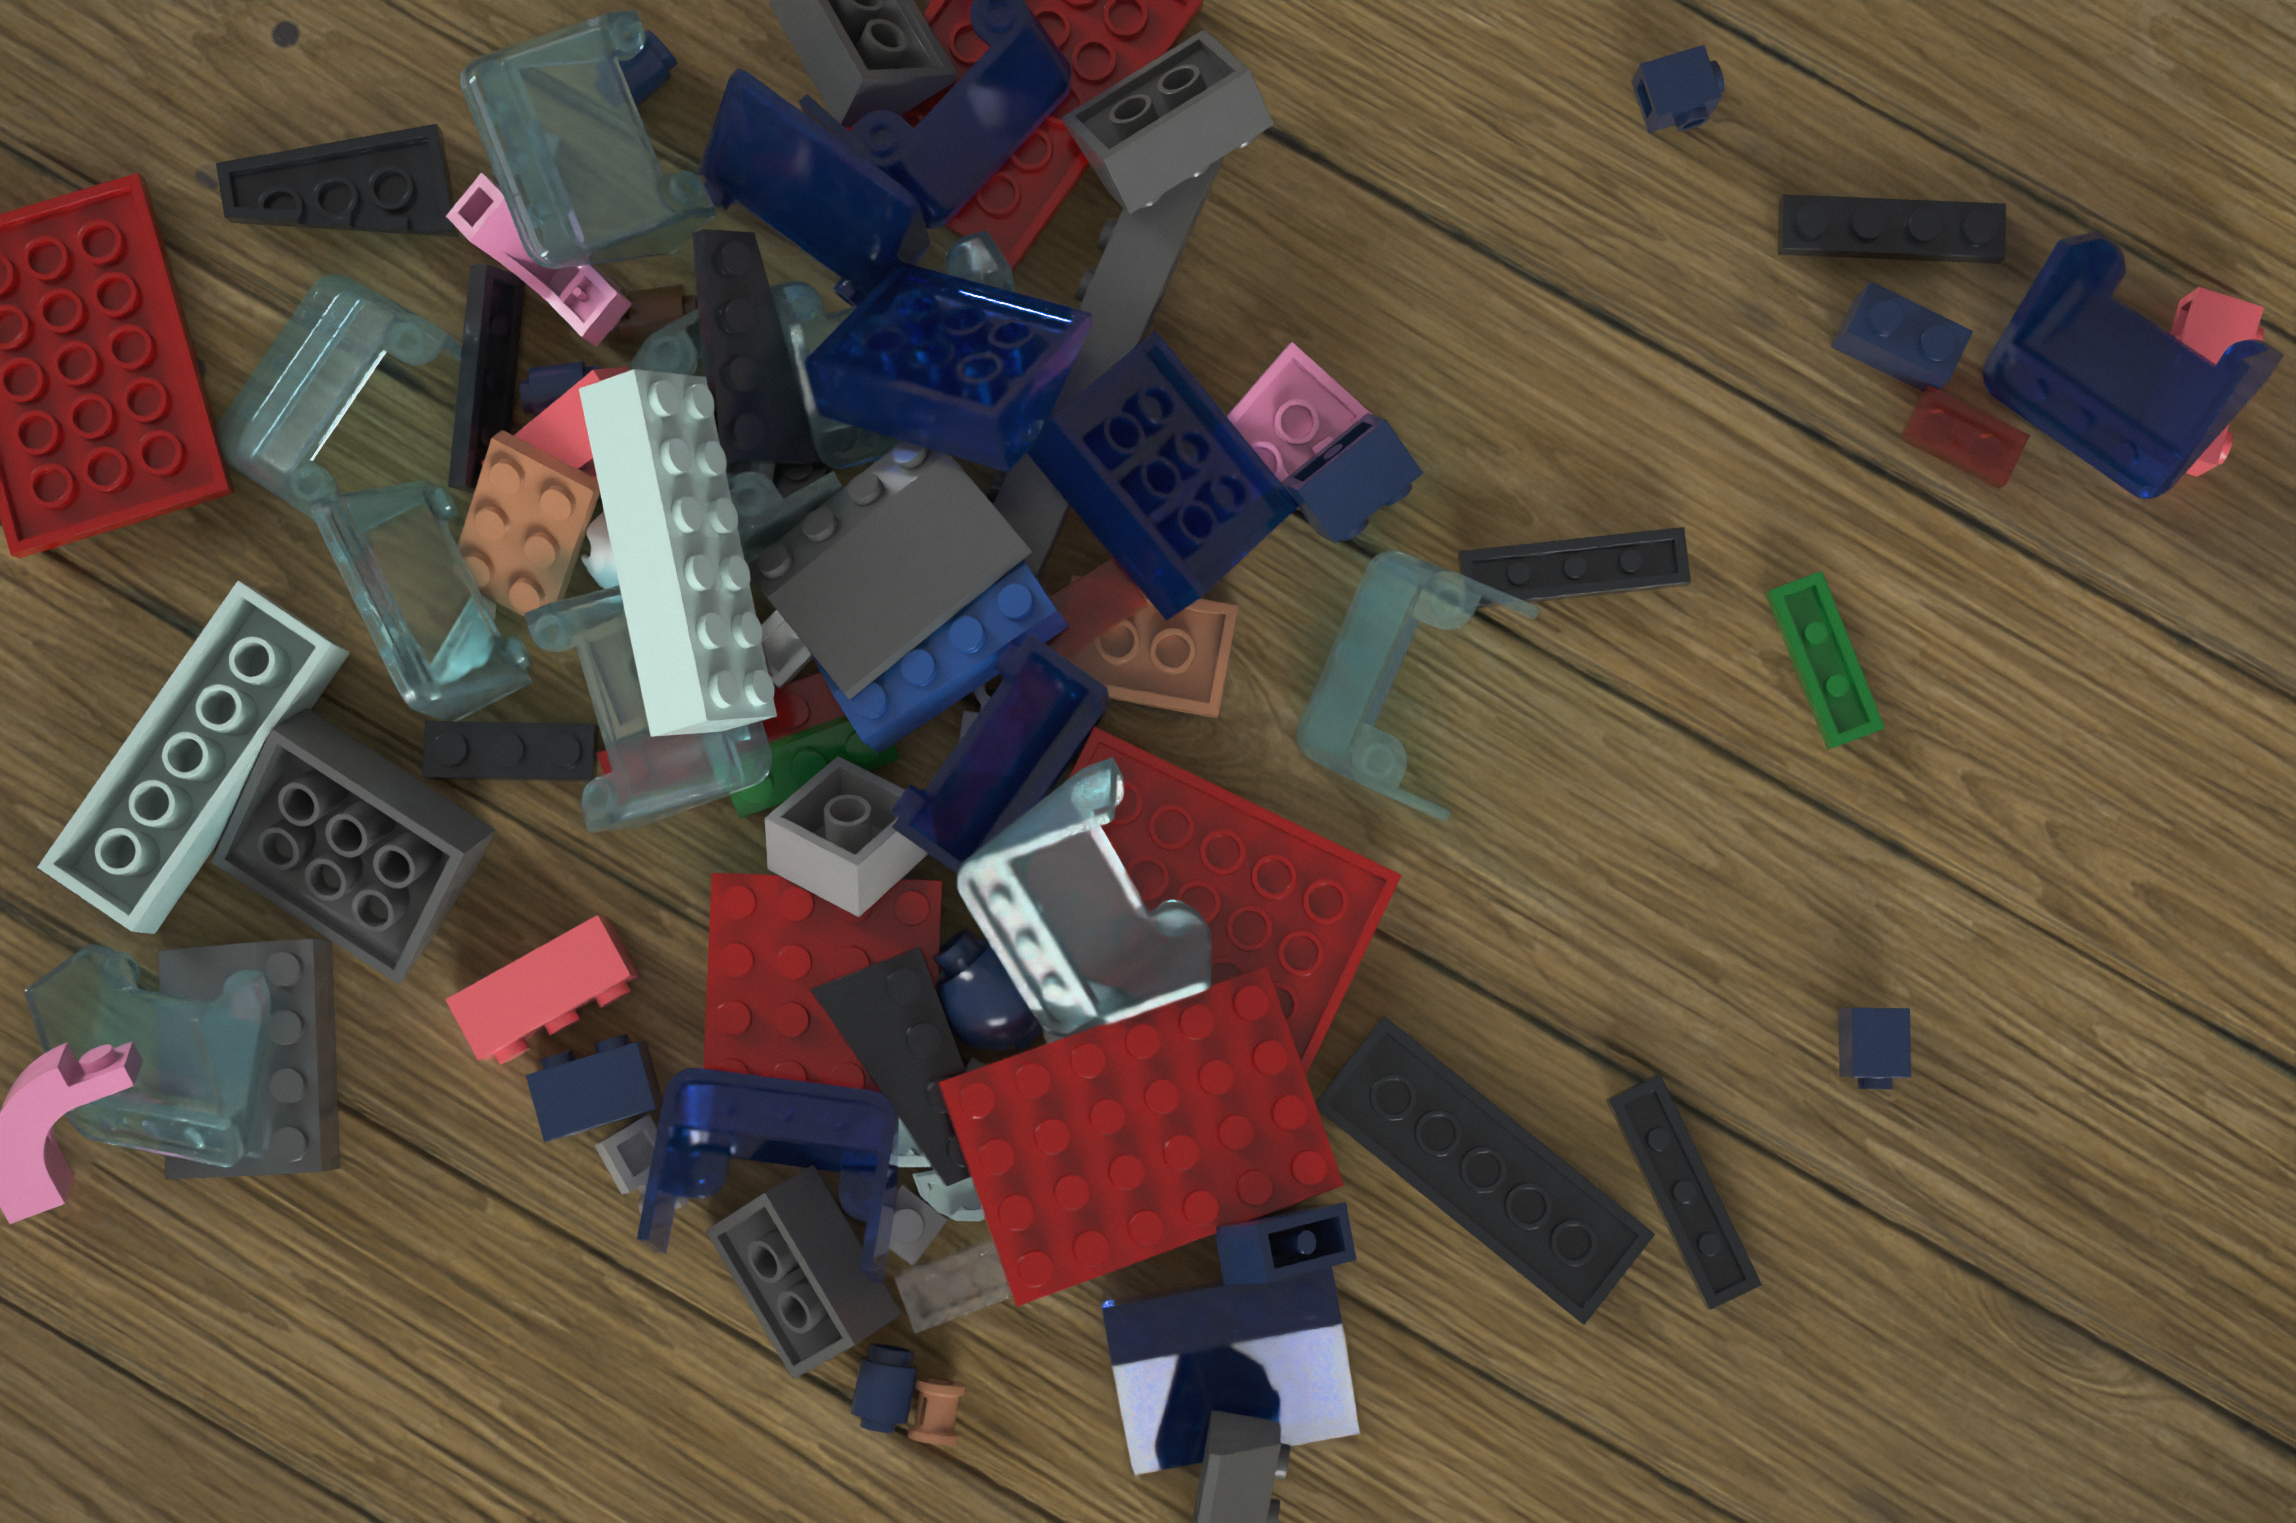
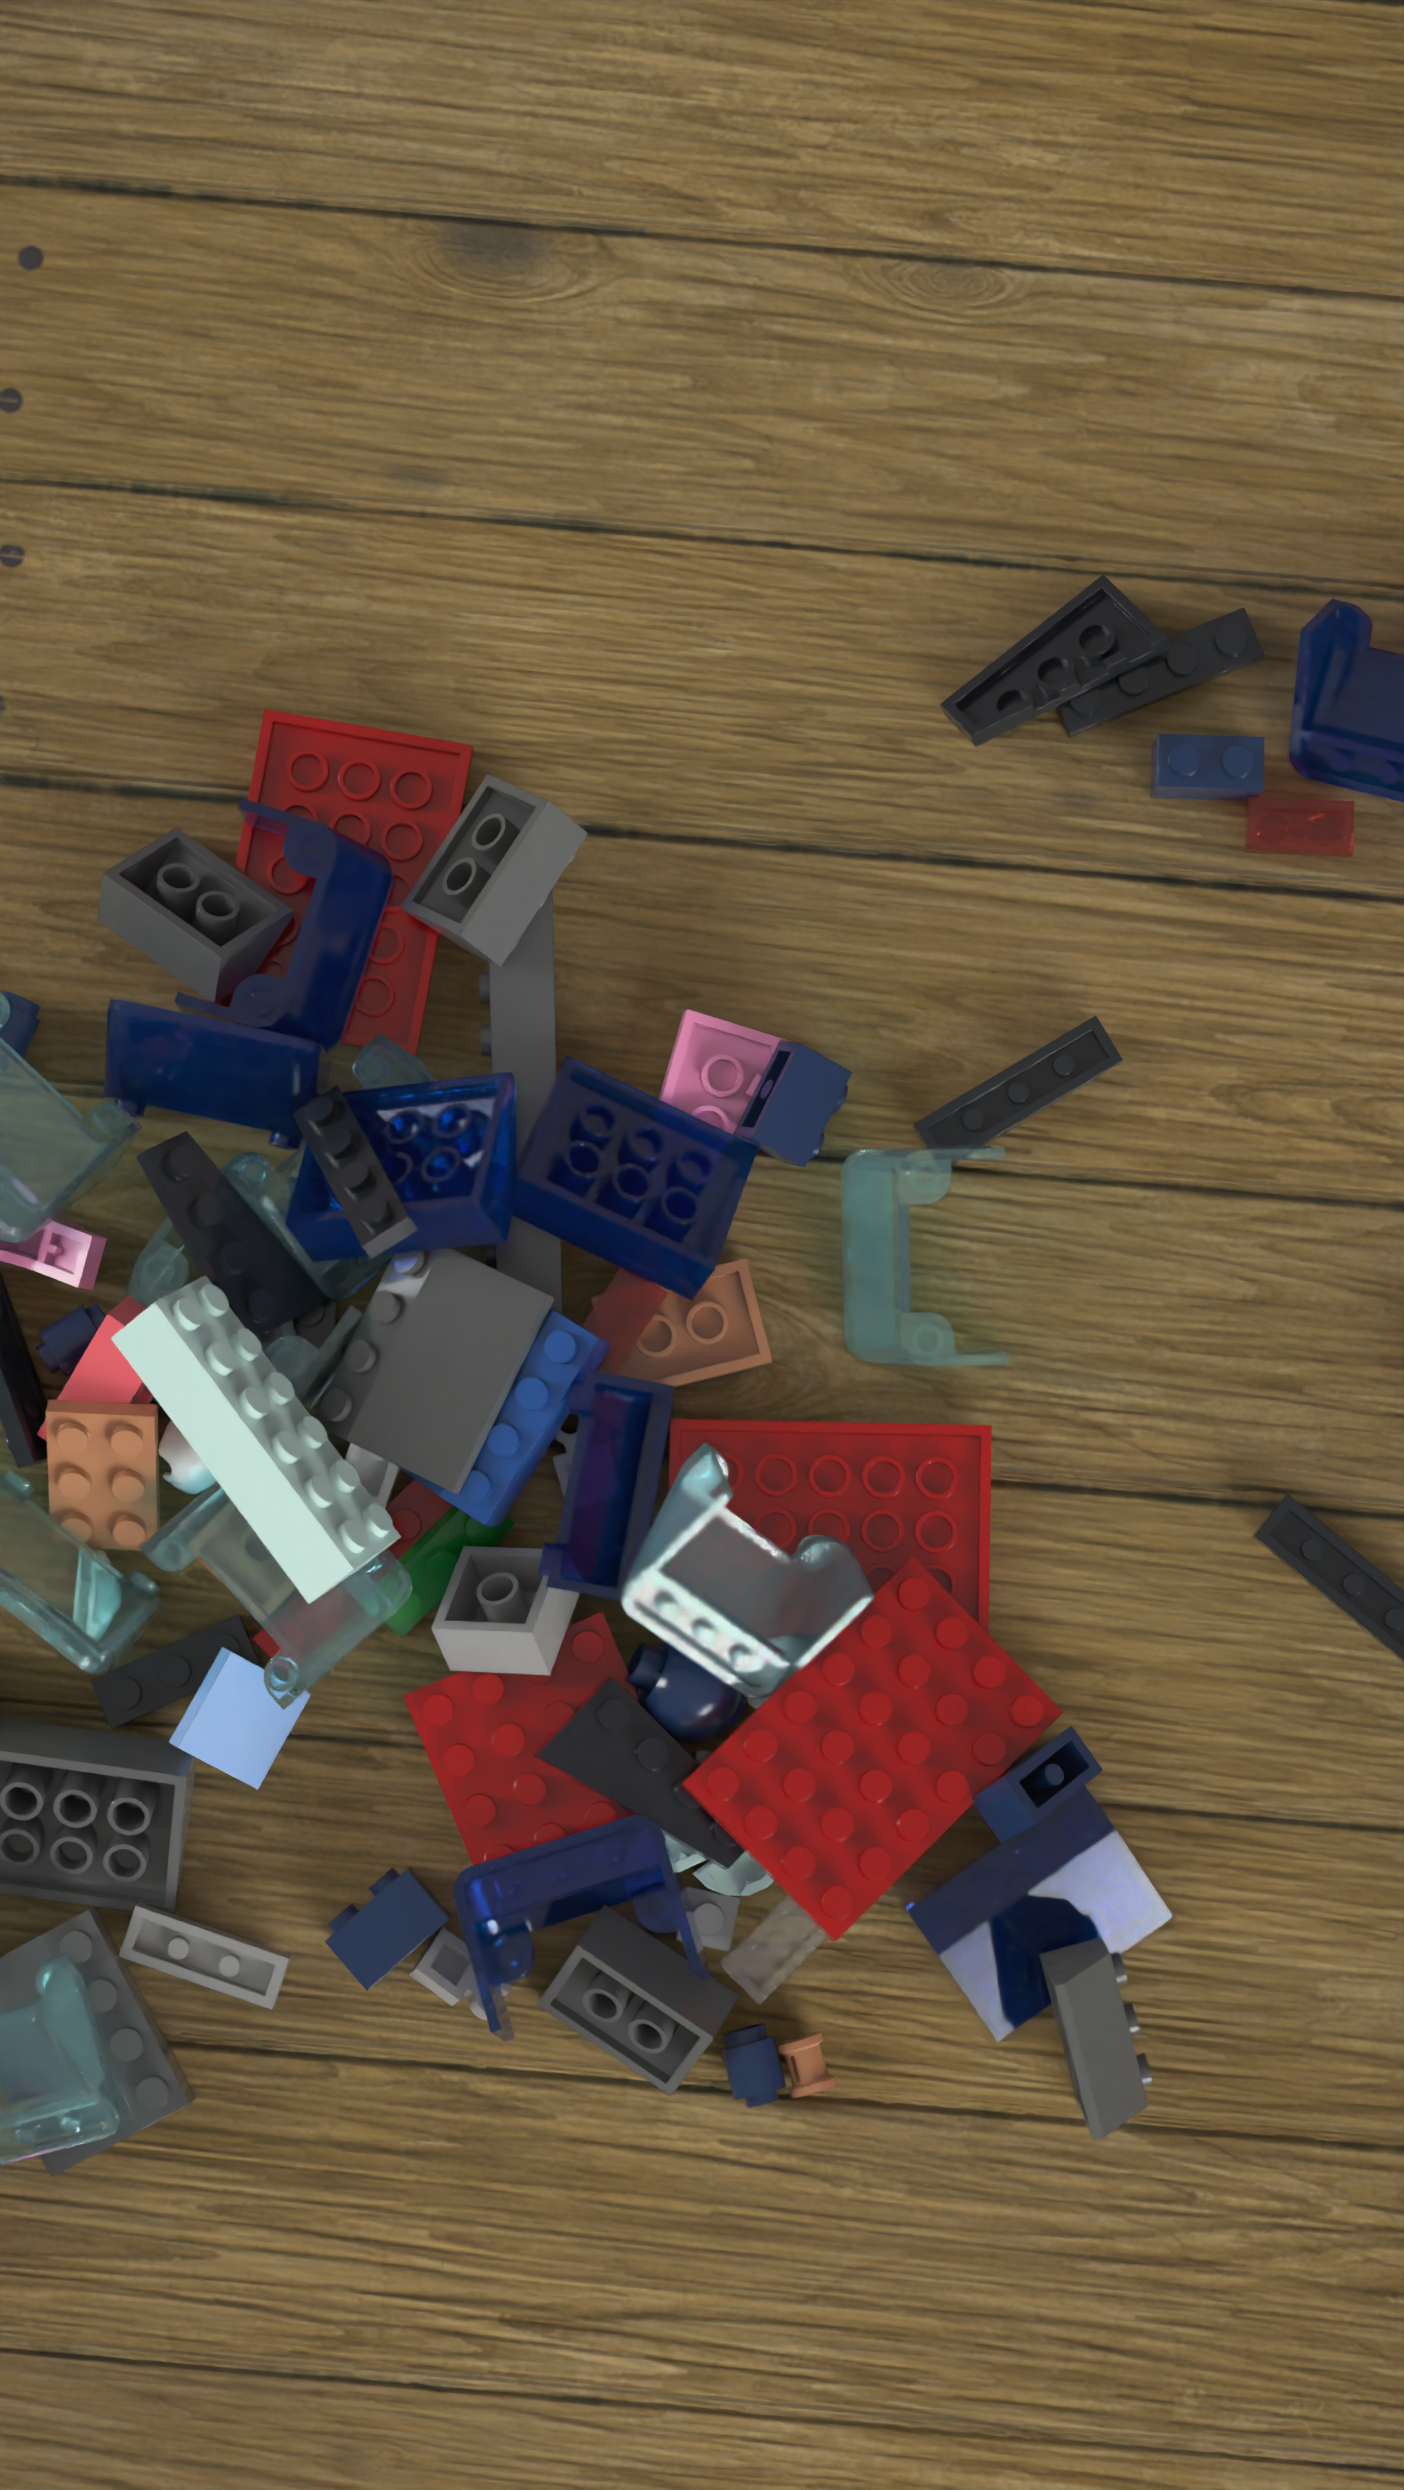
camera: 25 degrees left, 0 degrees up
(409, 1035) = (204, 1955): none -> light grey plate
(540, 824) = (236, 1720): none -> light blue tile
(544, 990) = (304, 1863): coral brick -> none
(654, 310) = (127, 1234): reddish brown brick -> none
(893, 340) = (354, 1172): none -> black plate
(1483, 1170) = (1175, 1644): black plate -> none
(1678, 89) = (919, 636): dark blue brick -> none
(1808, 171) = (1063, 657): none -> black wing
(1824, 660) = (1267, 1074): green plate -> none

